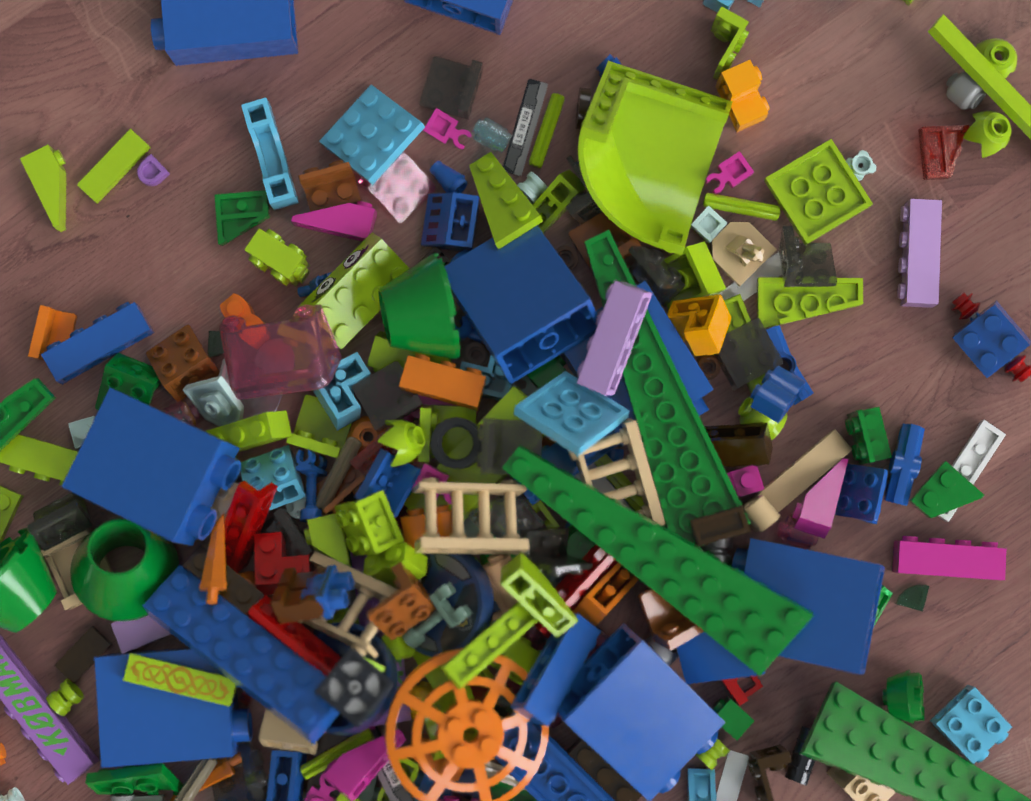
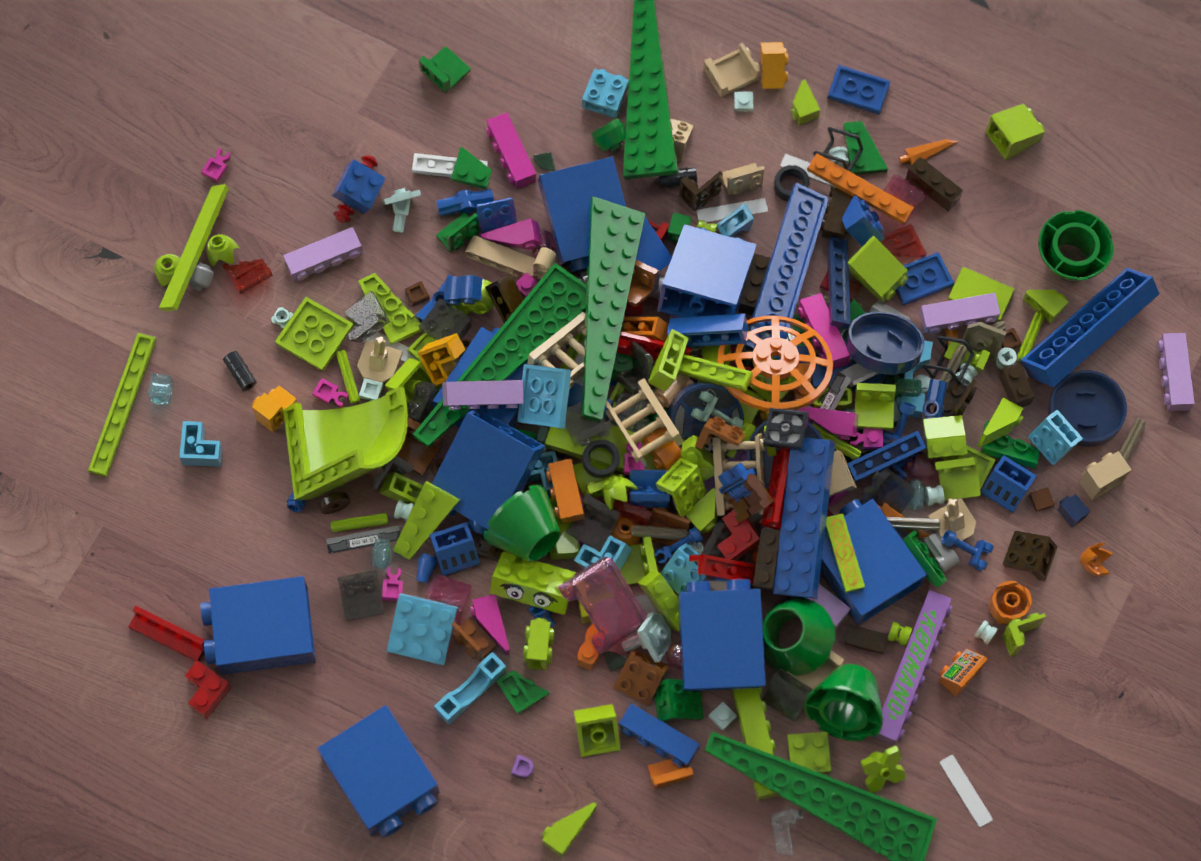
camera: 120 degrees left, 15 degrees down
(114, 166) = (532, 794): lime tile -> none
(146, 276) = (597, 730): none -> lime slope
(215, 568) = (762, 564): orange bar -> none
(719, 526) = (566, 278): dark brown tile -> none
(730, 28) = (239, 428): lime bracket -> none
(810, 344) = (417, 293): none -> reddish brown tile
(814, 80) = (239, 371): none -> black axle
(942, 380) = (400, 203): none -> light aqua piece

